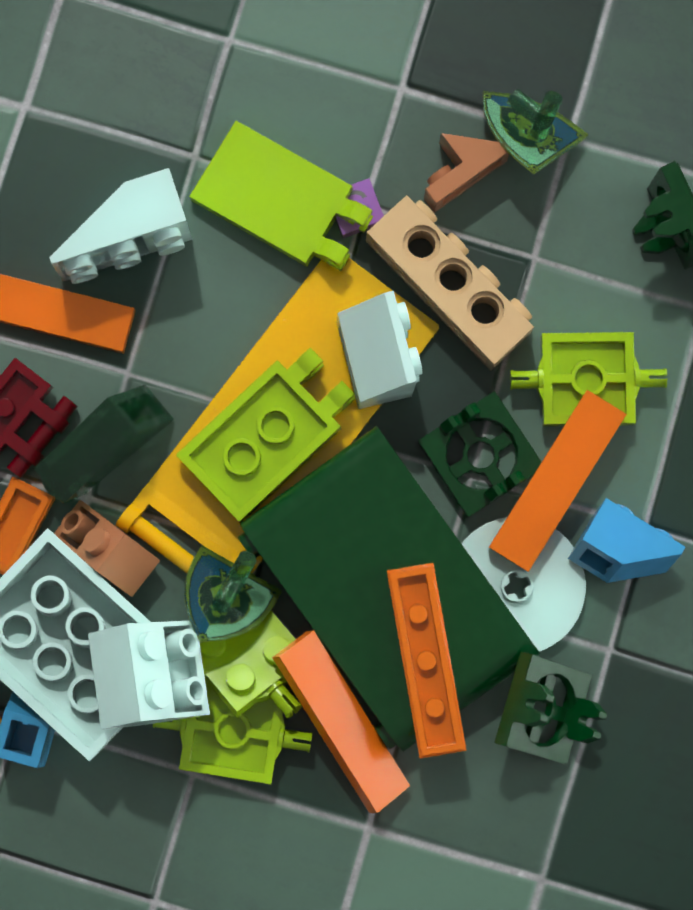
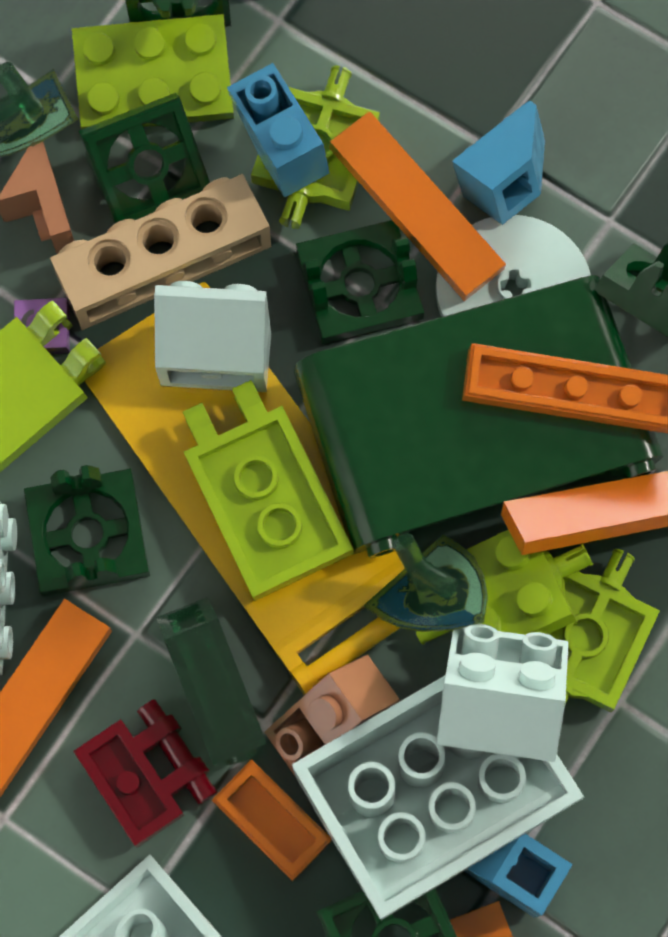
camera: 70 degrees left, 10 degrees down
(210, 263) = (96, 571): none -> dark green piece
(481, 244) = (101, 136): none -> dark green piece
(579, 343) = (279, 130): none -> dark azure slope
(602, 213) = (147, 60): none -> lime plate

